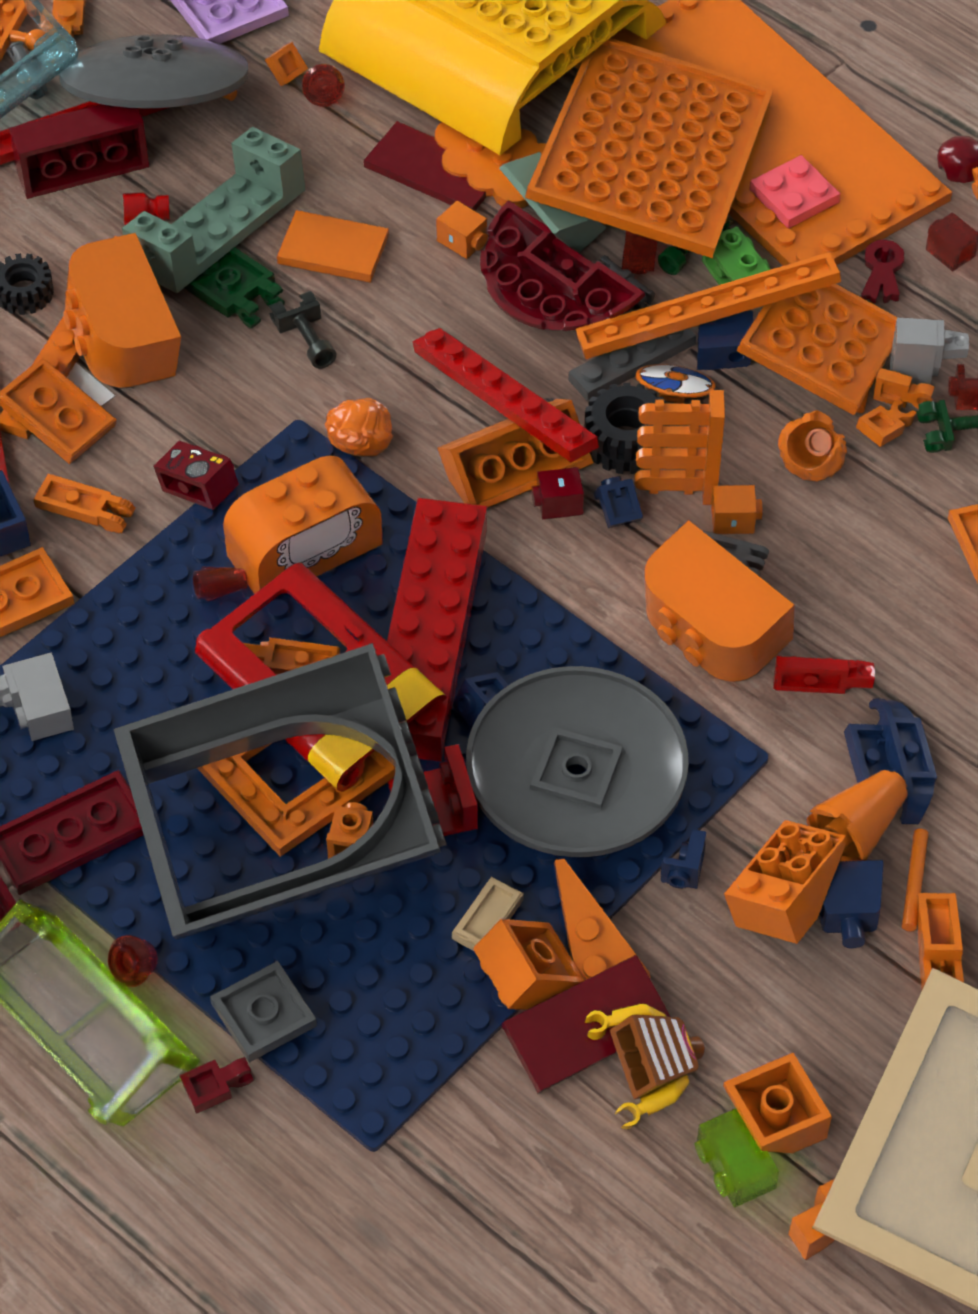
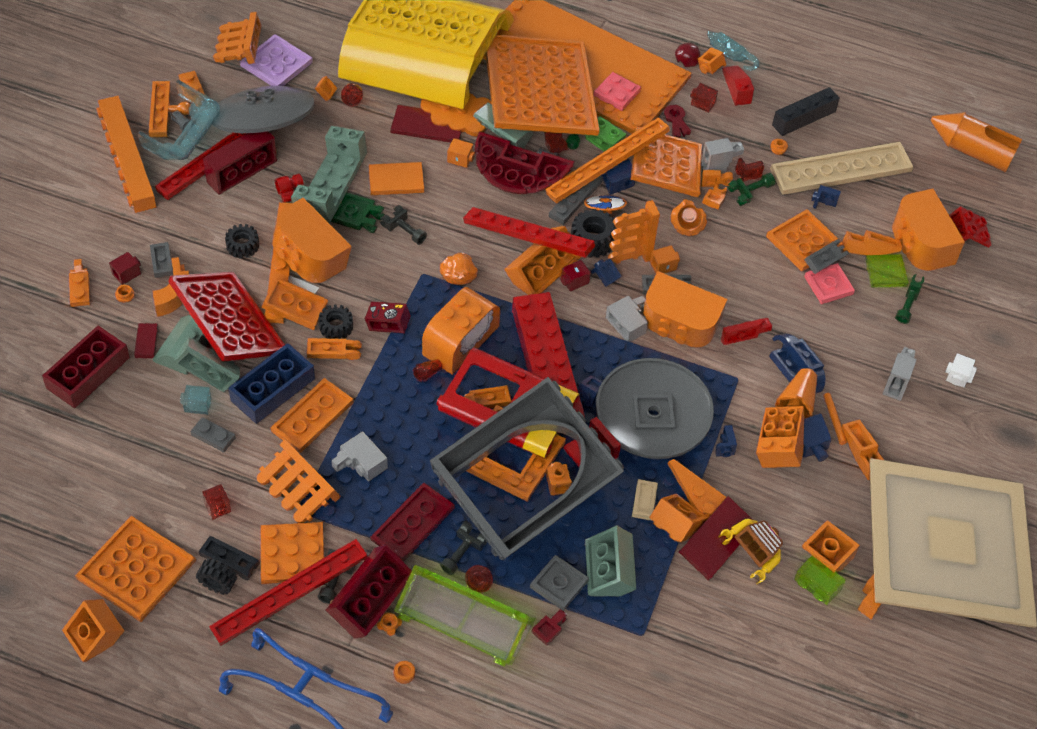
camera: 25 degrees left, 0 degrees up
(109, 445) = (332, 314): none -> black tyre
(143, 874) = (449, 565): none -> pearl dark grey bar
(369, 1006) = (610, 563): none -> sand green slope
(614, 592) = (626, 317): none -> light grey hinge

